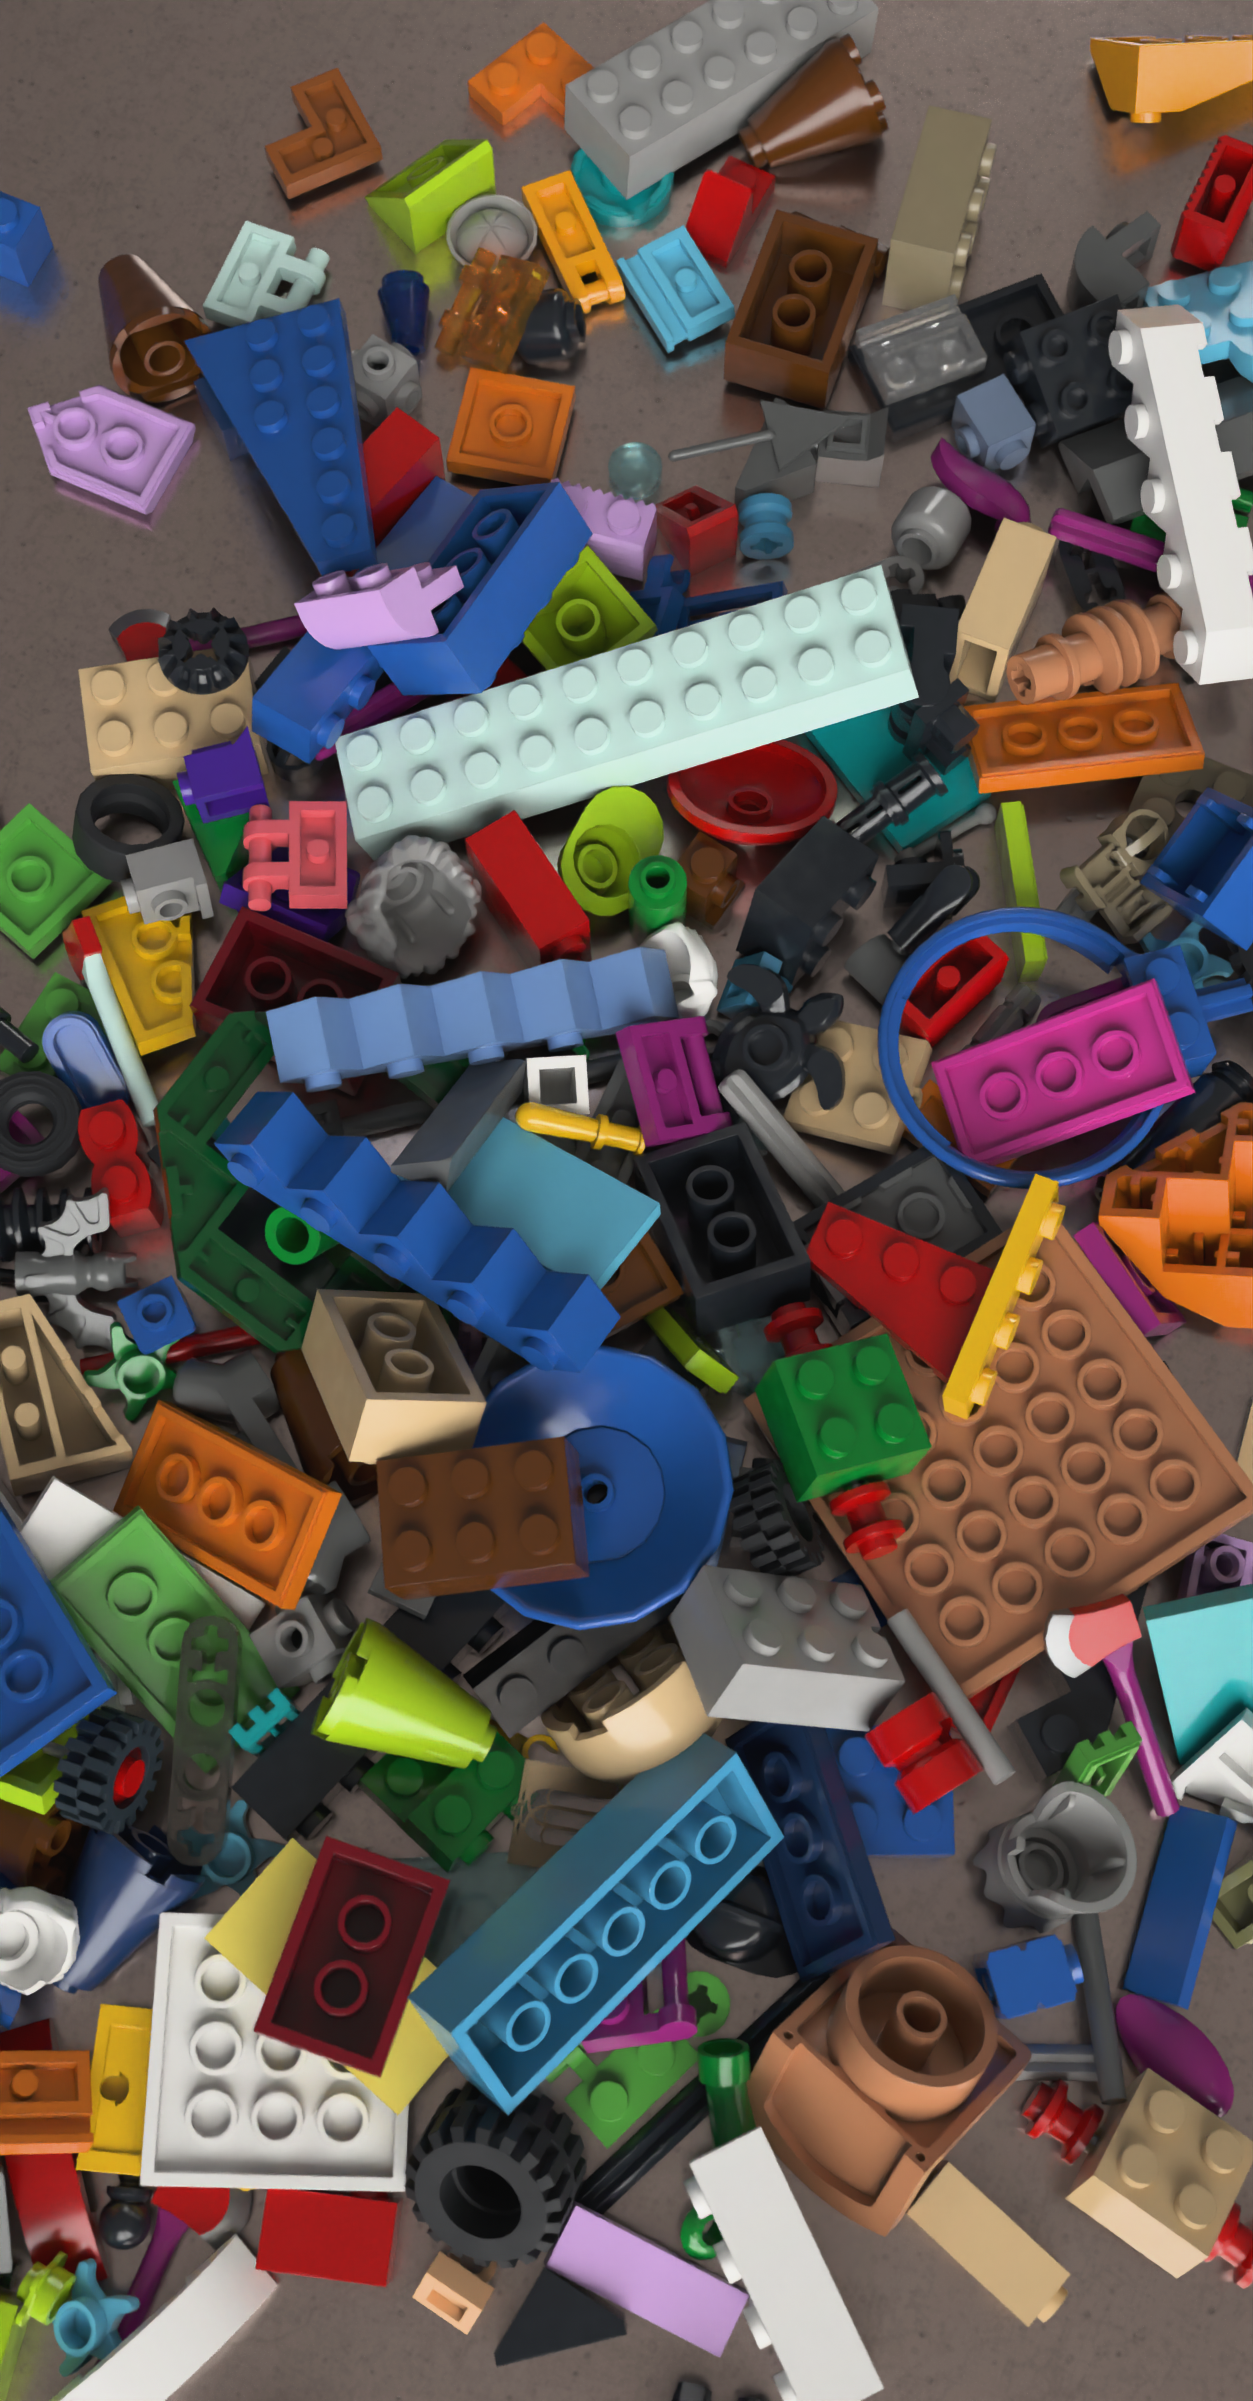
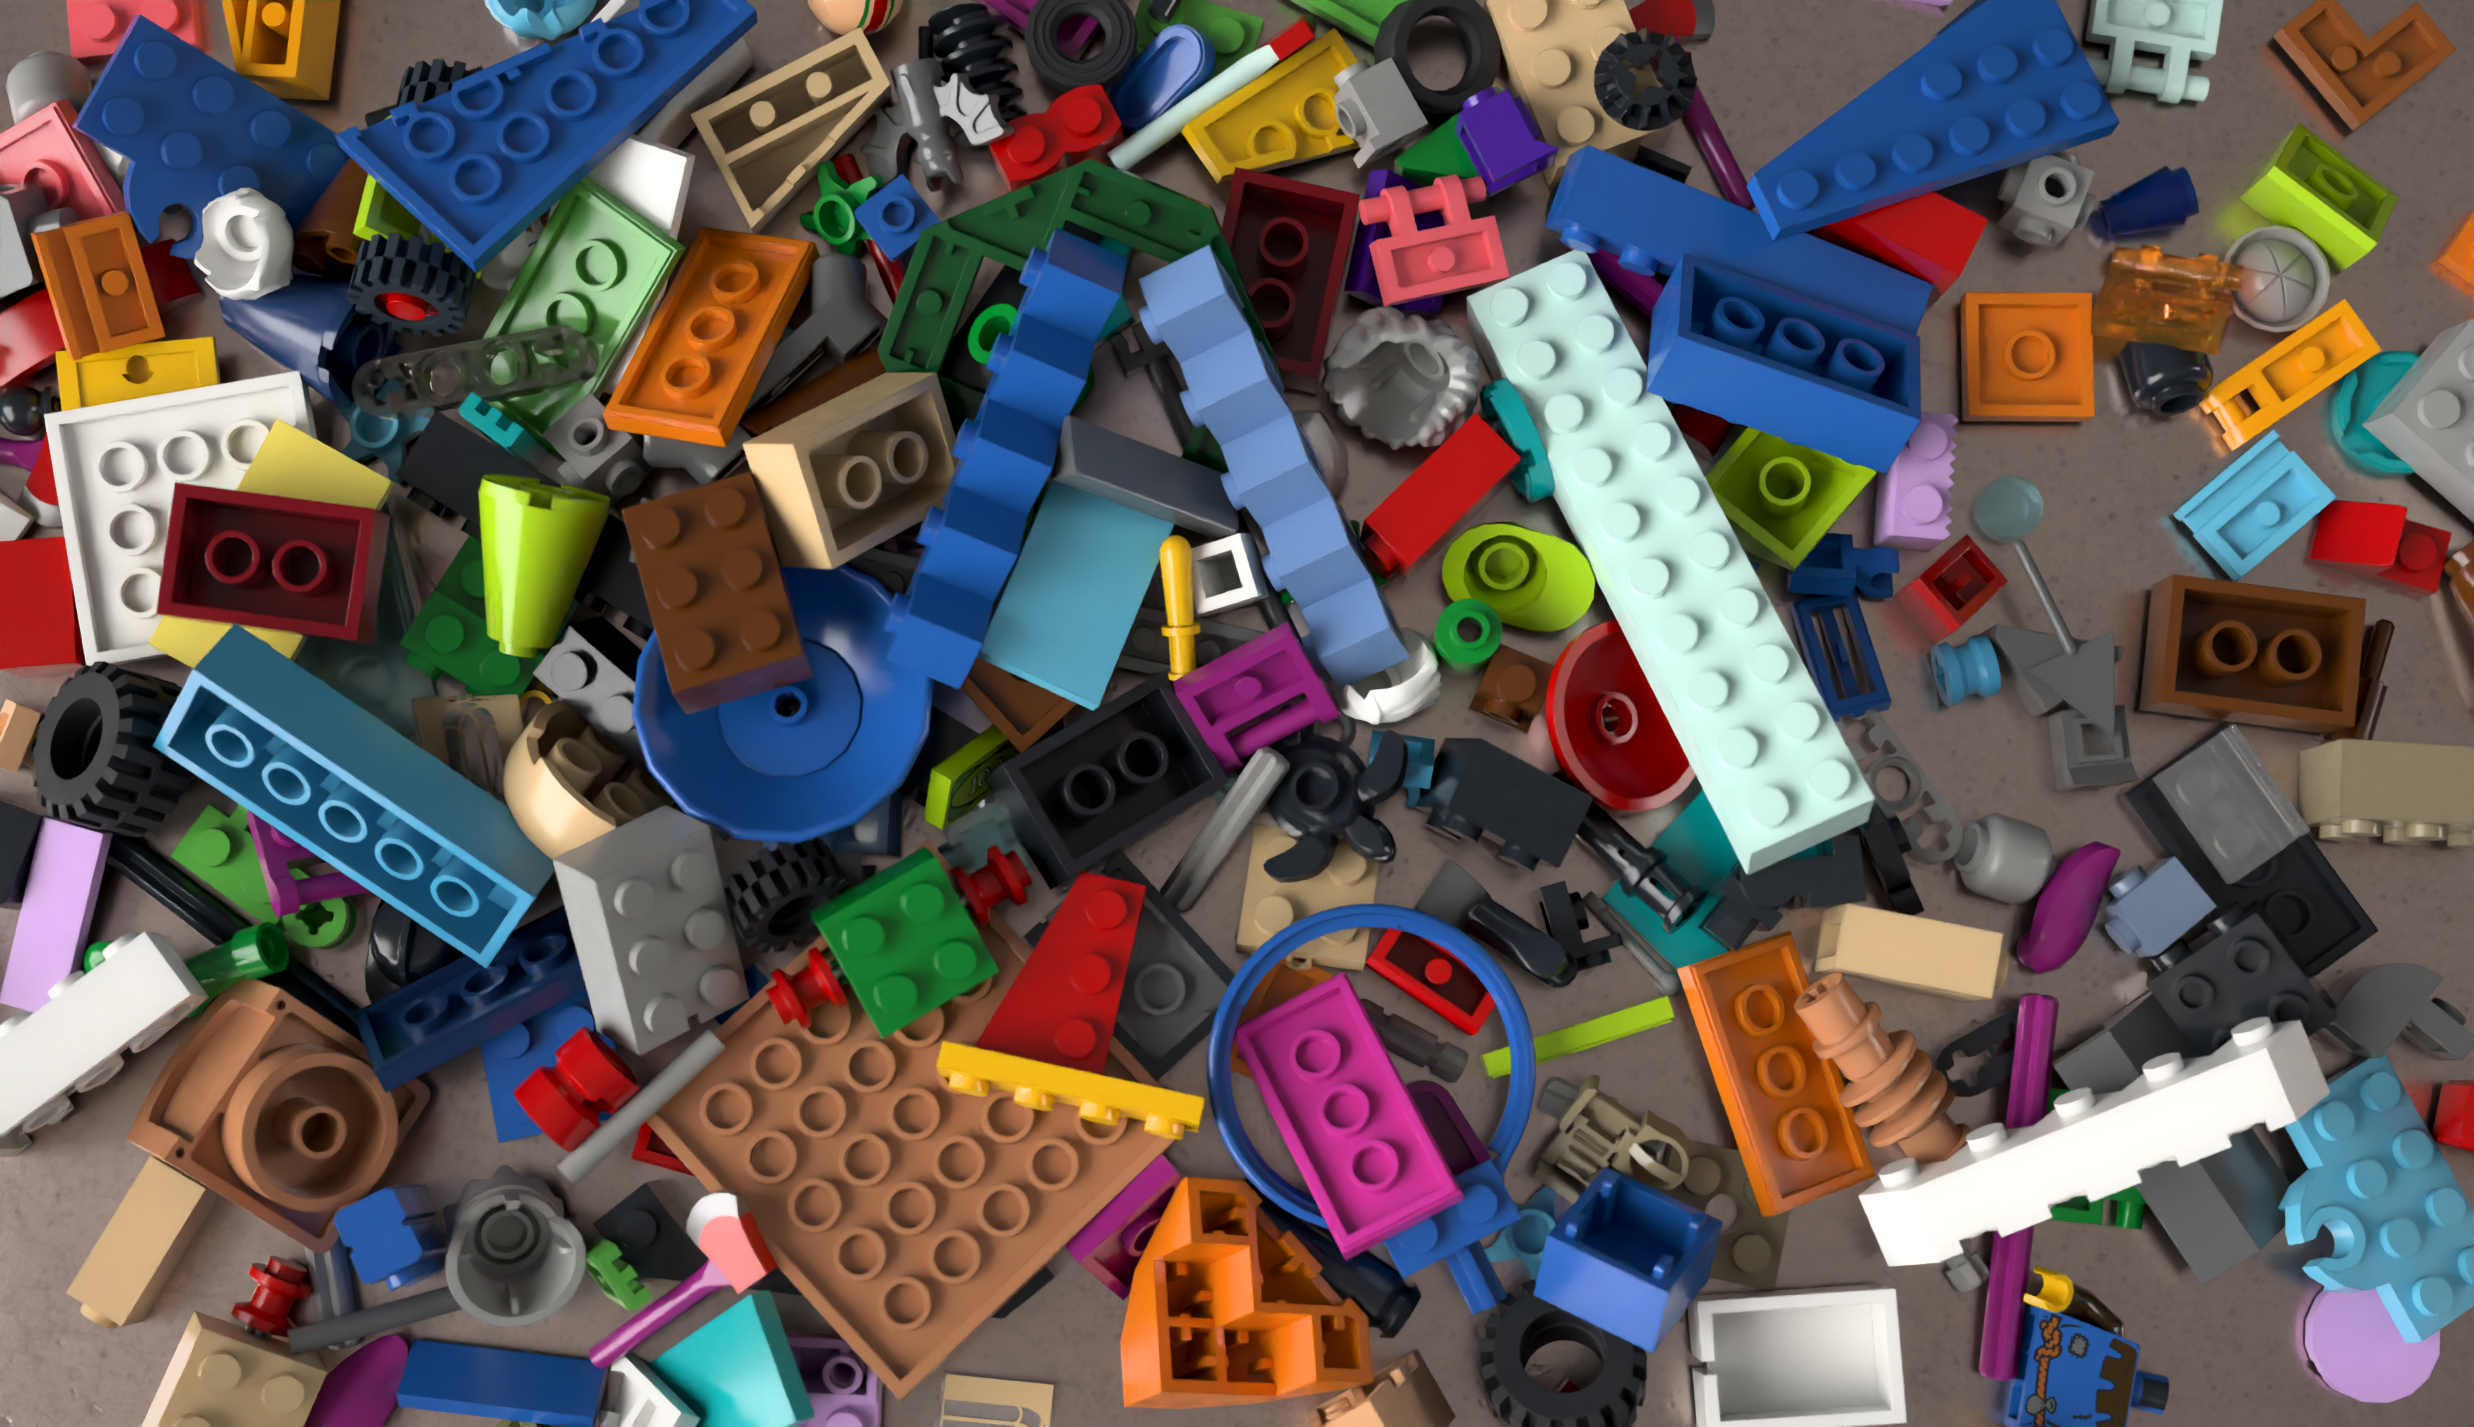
camera: 75 degrees right, 10 degrees up
(376, 604) = (1716, 257): lavender brick -> none
(478, 812) = (1517, 429): none -> teal tile

